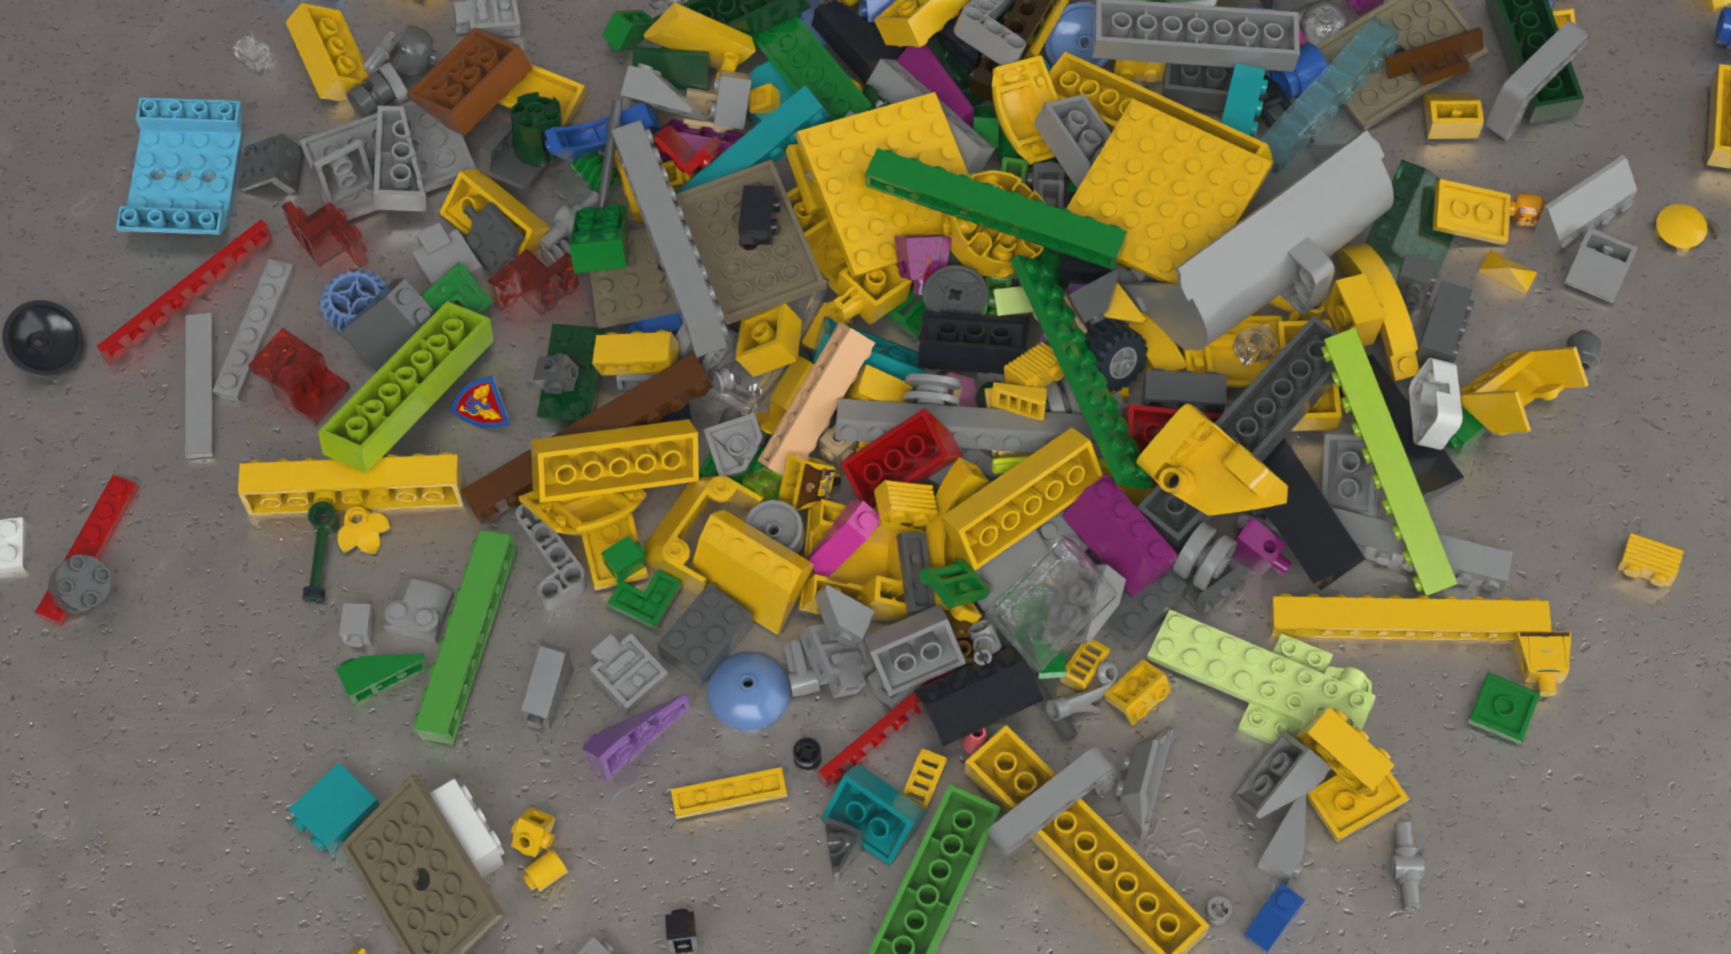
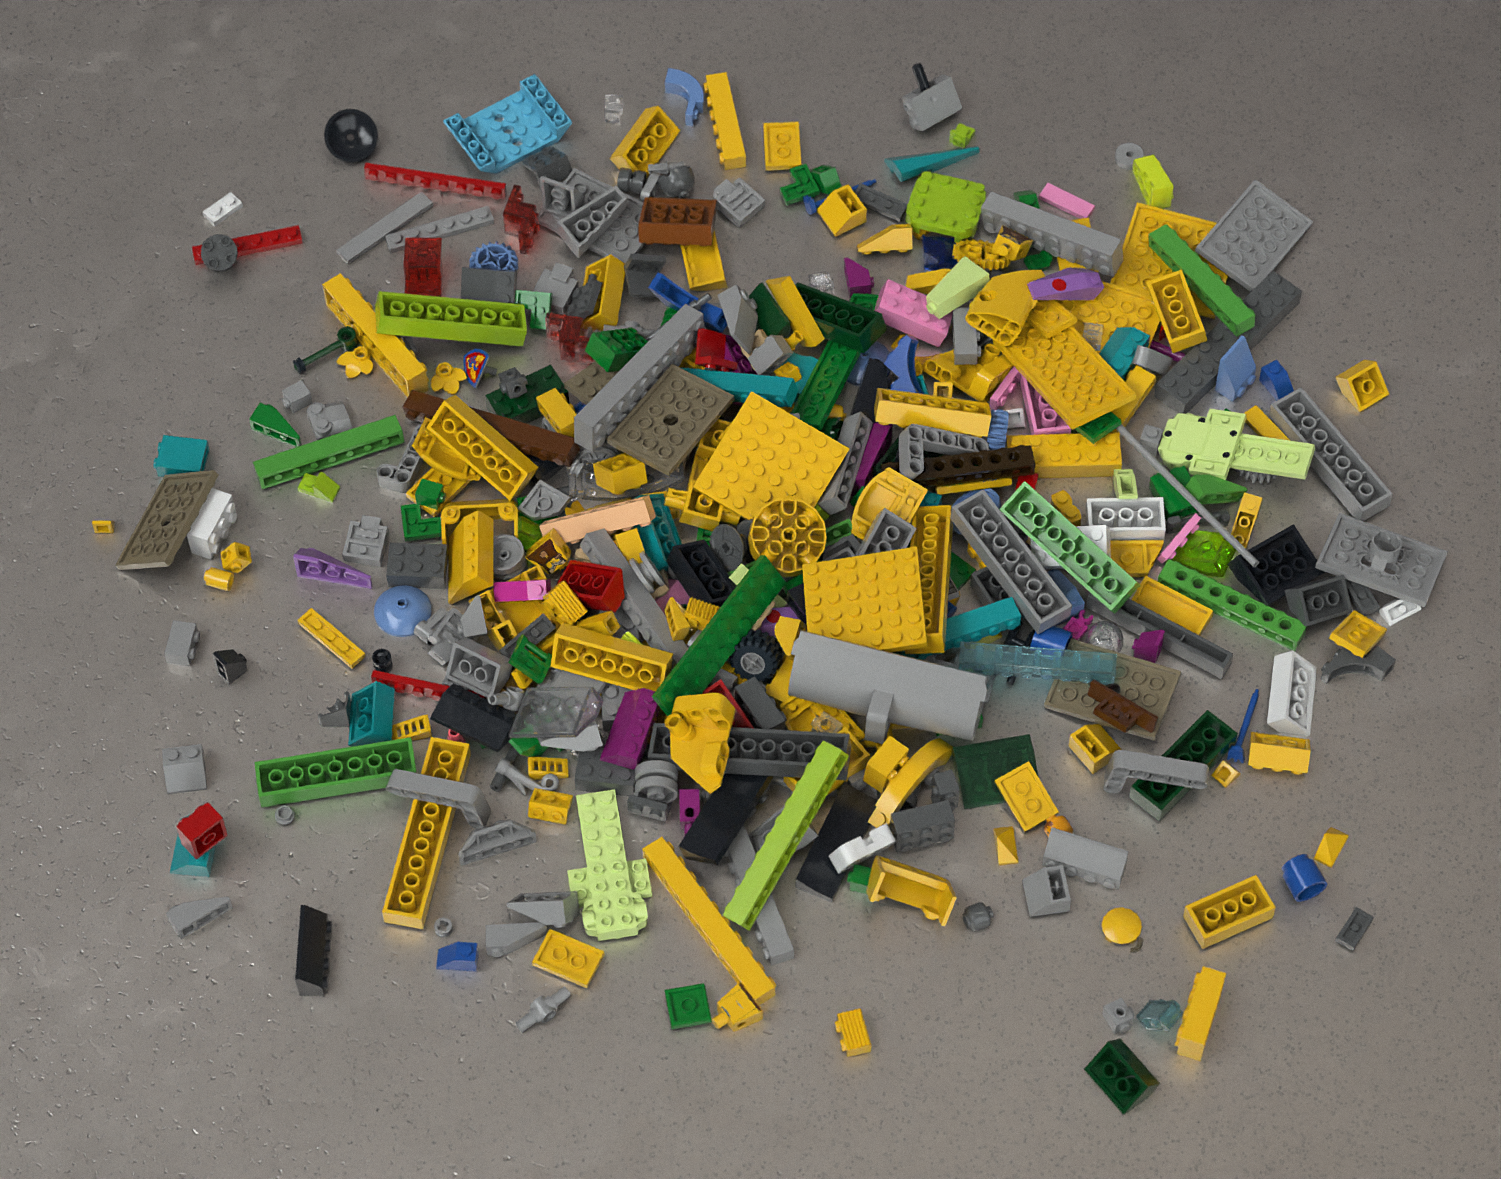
camera: 55 degrees right, 5 degrees down
(473, 446) = (447, 381): none -> yellow plate
(506, 676) = (319, 487): none -> lime slope
(528, 121) = (673, 265): dark green cylinder -> none
(546, 685) = (326, 508): slope -> none
(627, 29) = (783, 269): green slope -> none
(758, 215) = (685, 410): black brick -> none
(921, 256) = (734, 511): magenta torso -> none
(996, 208) = (781, 523): green brick -> none
(1095, 298) = (777, 618): dark grey slope -> none
(1346, 750) = (579, 923): yellow brick -> none

